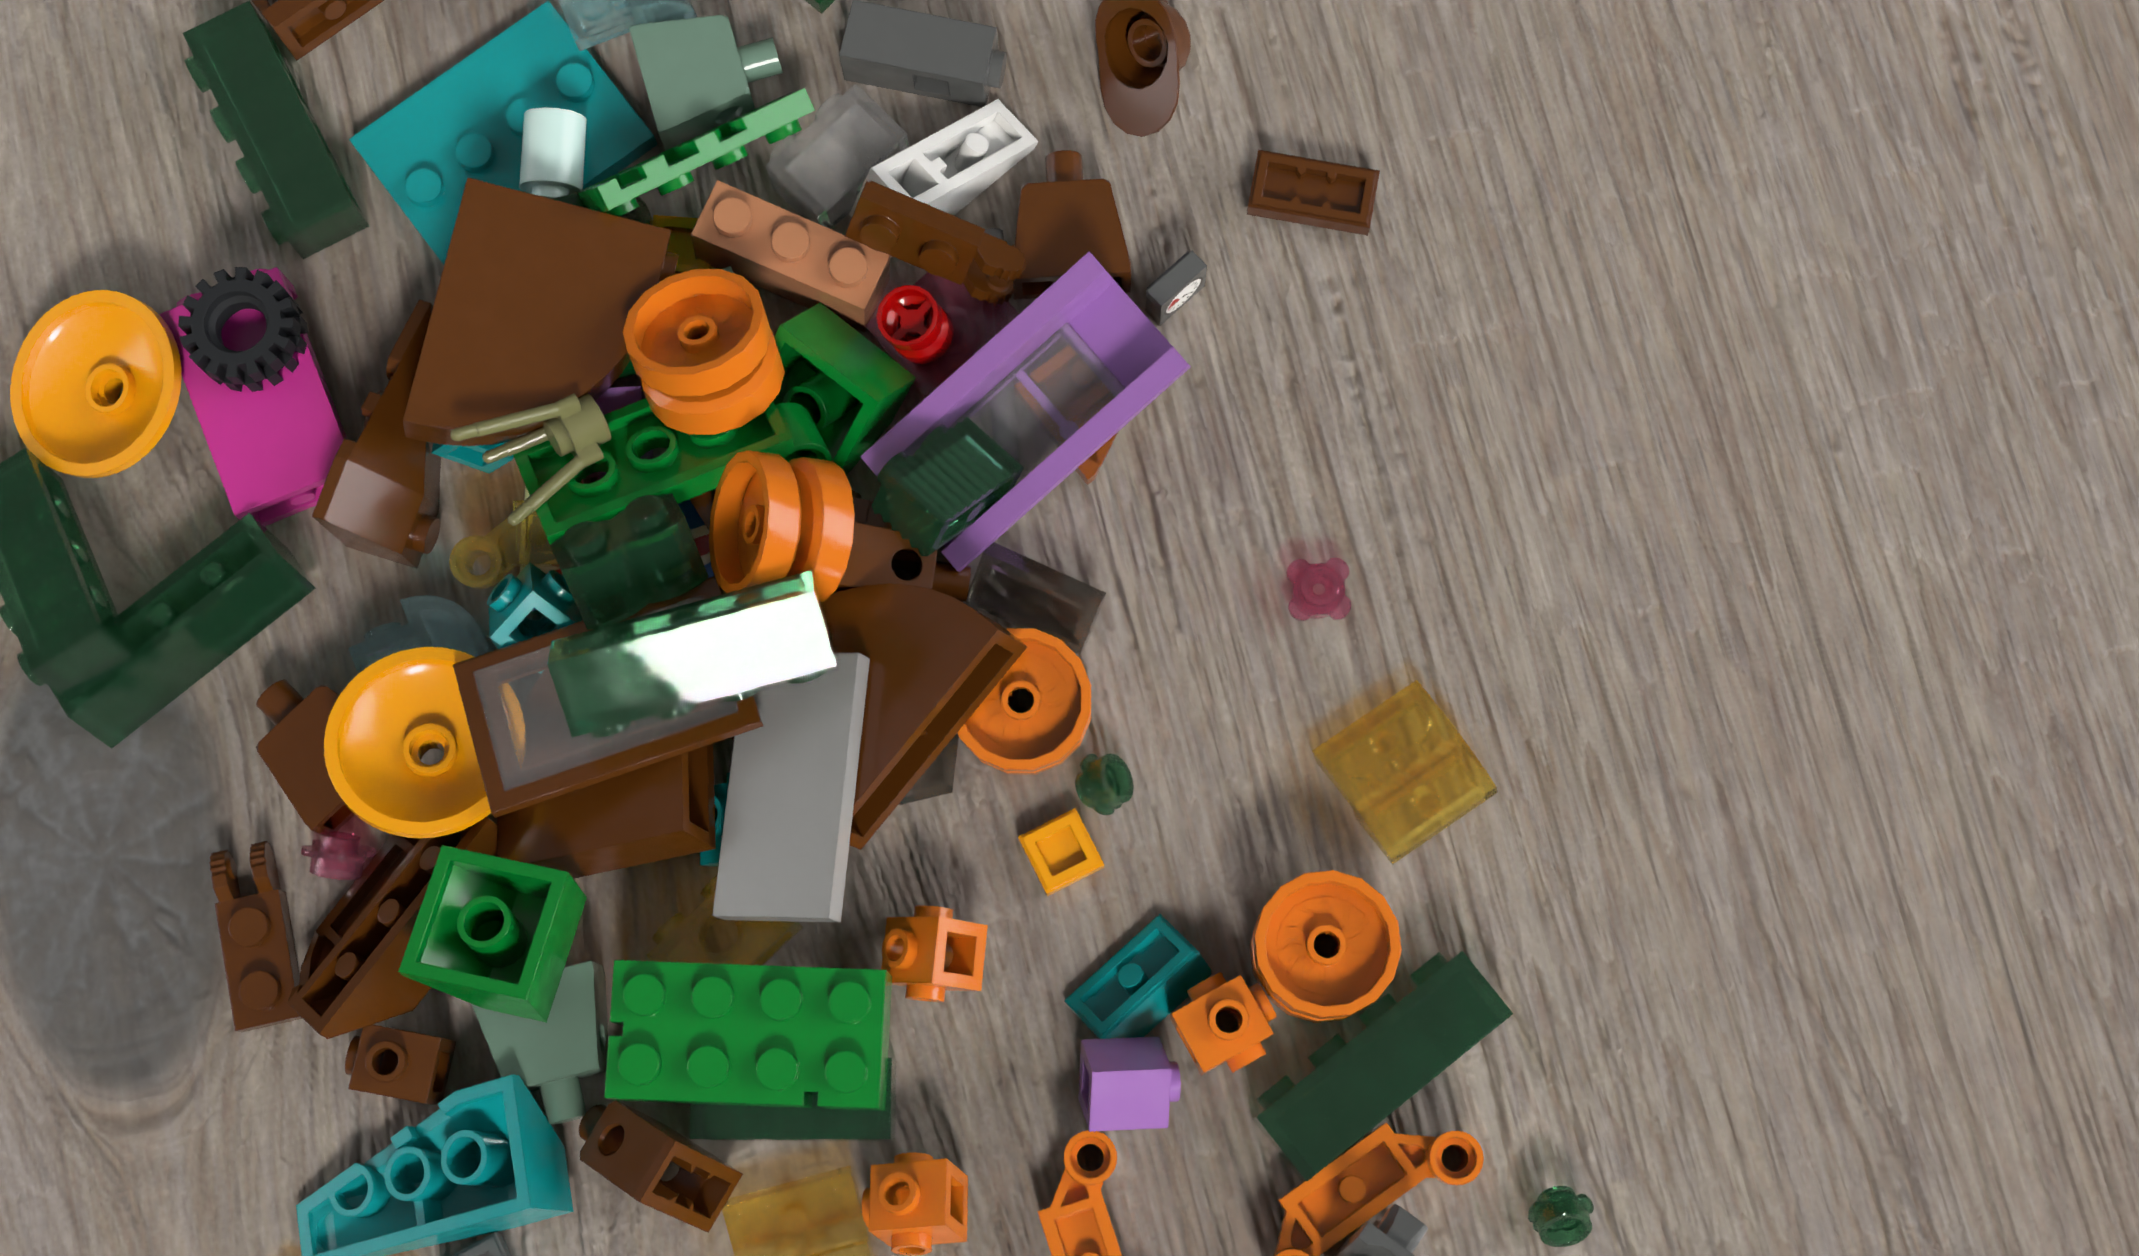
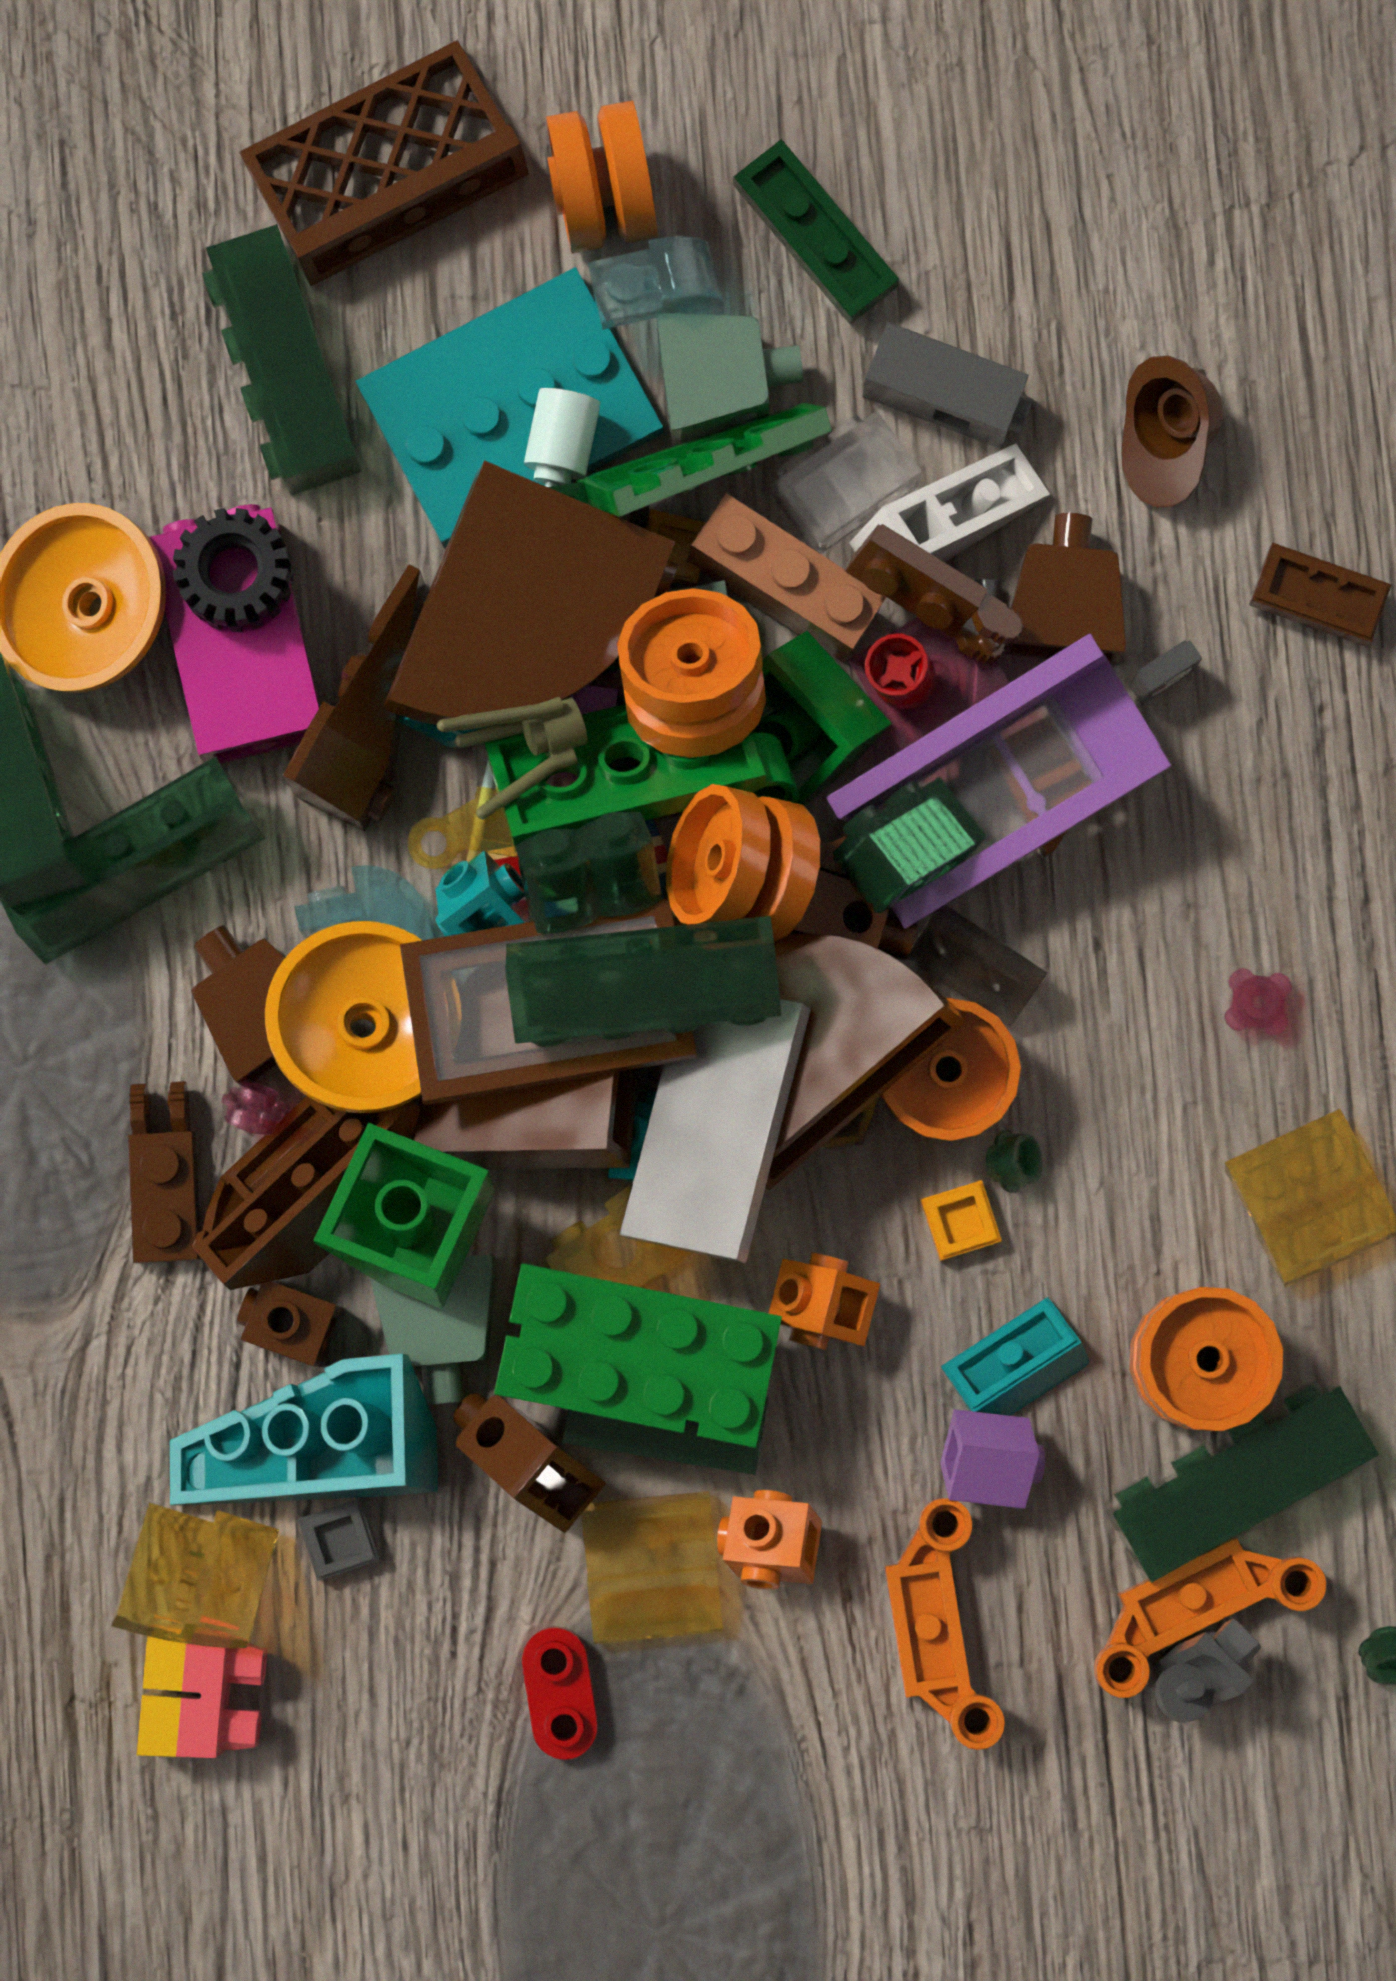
camera: 10 degrees right, 5 degrees up
(1204, 1039) = (1071, 1422): orange brick -> none

